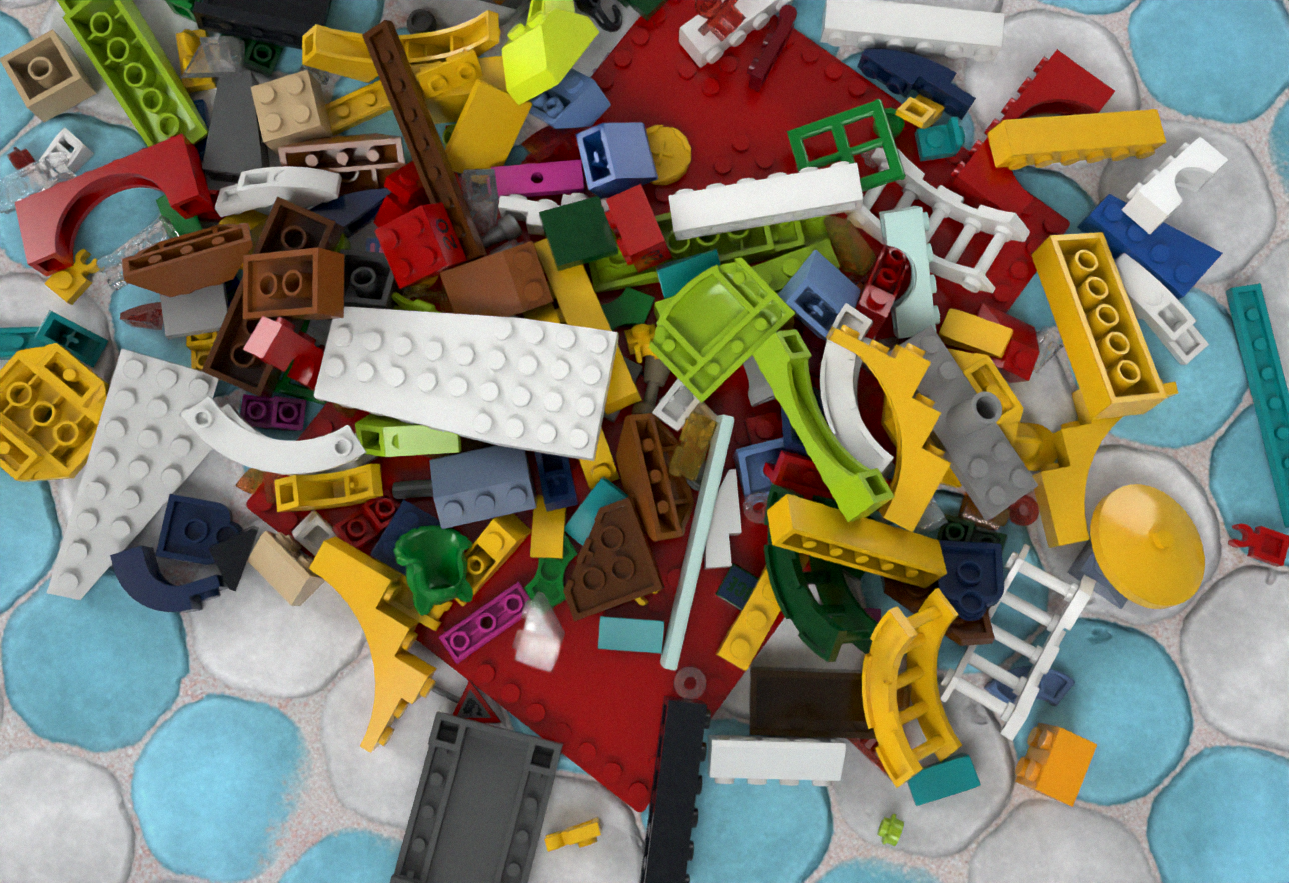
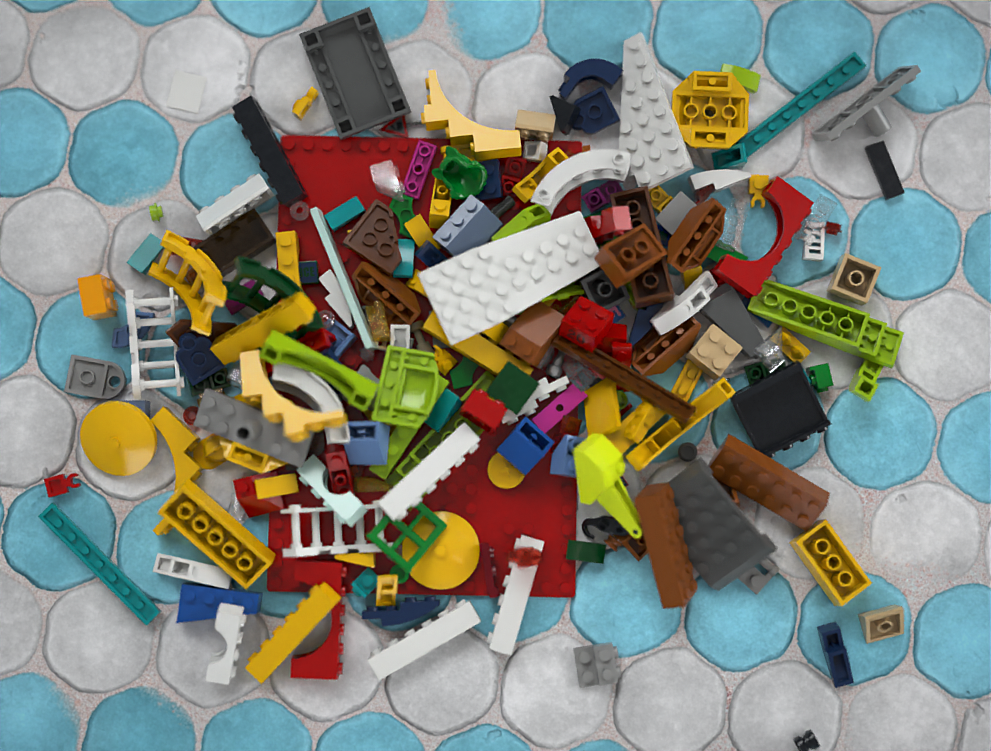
camera: 150 degrees right, 5 degrees up
(106, 320) = (720, 179): none -> white slope
(740, 422) = (366, 354): none -> clear plate
(807, 93) = (451, 555): none -> yellow dish
(934, 173) = (361, 558): none -> yellow slope
(1125, 657) = (93, 378): none -> light grey tile

